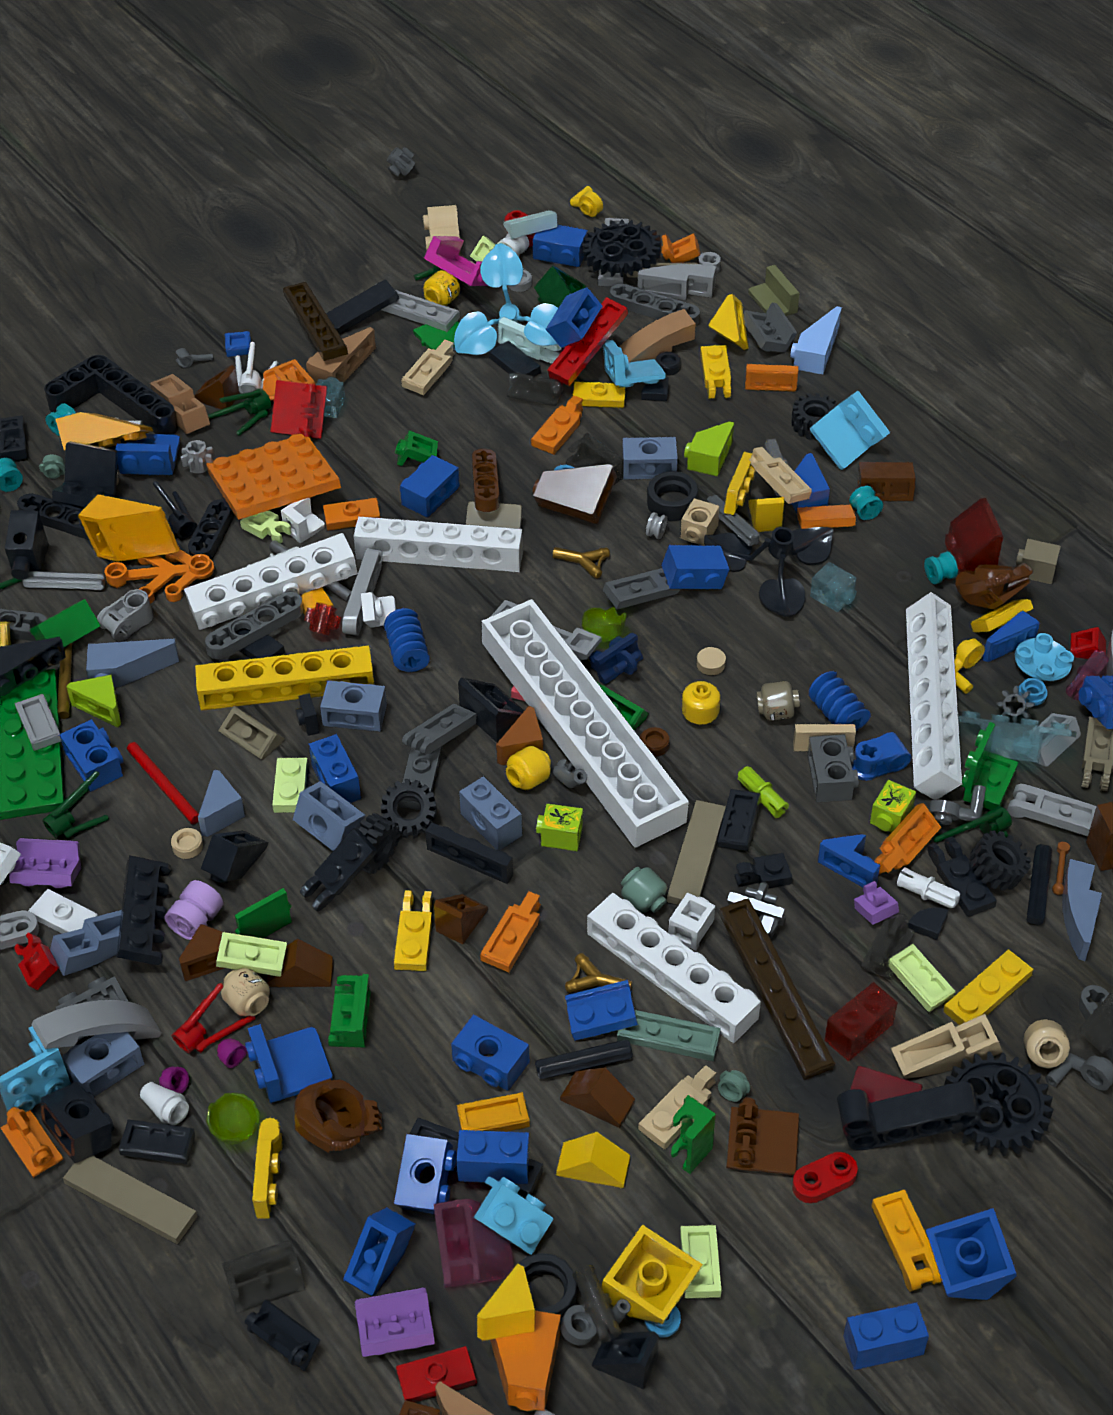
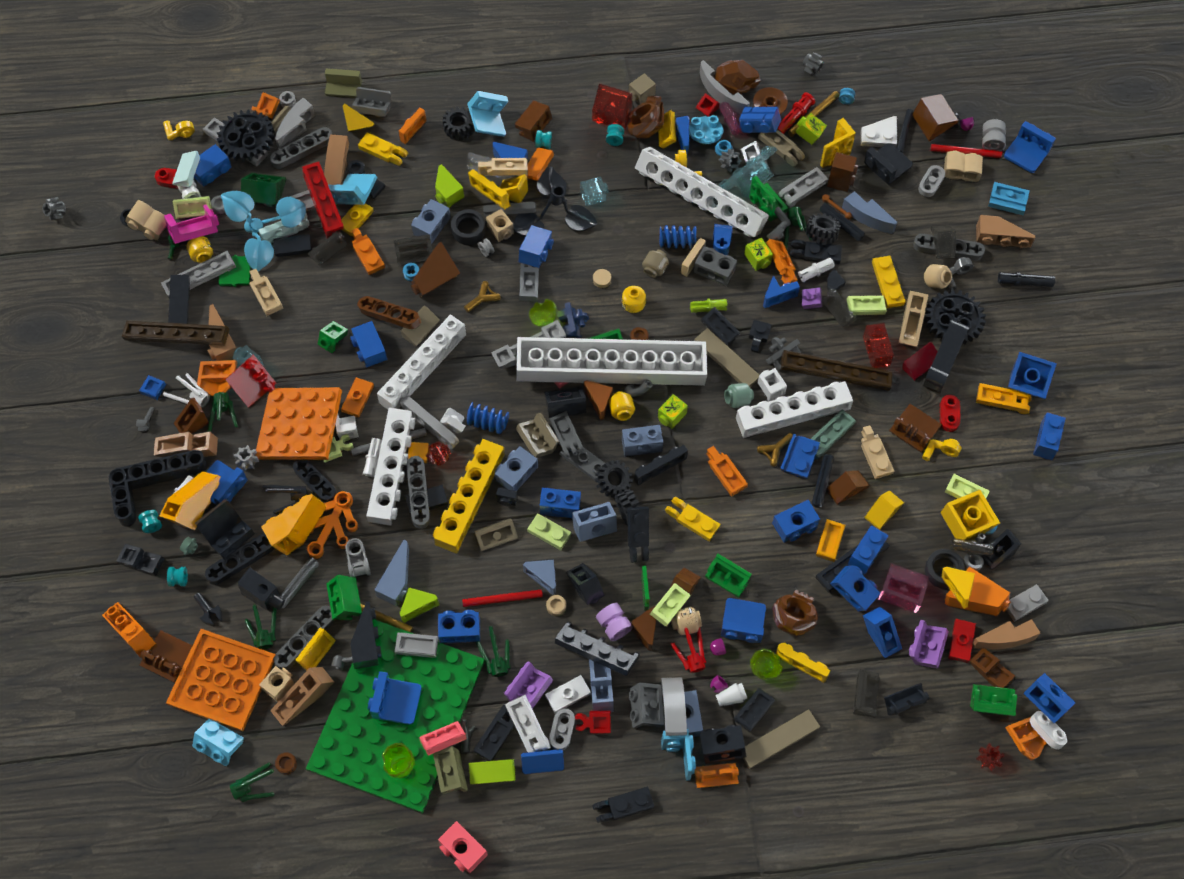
camera: 60 degrees left, 15 degrees up
(416, 702) = (538, 436): none -> dark tan bracket
(457, 916) = (699, 491): reddish brown slope -> none
(512, 1216) = (903, 556): medium azure bracket -> none
(574, 317) = (305, 192): blue brick -> none
(696, 1132) = (903, 452): green hinge -> none
(733, 1085) = (878, 422): sand green plate -> none
(761, 1200) = (949, 447): none -> yellow plate
(816, 343) = (405, 90): light blue slope -> none

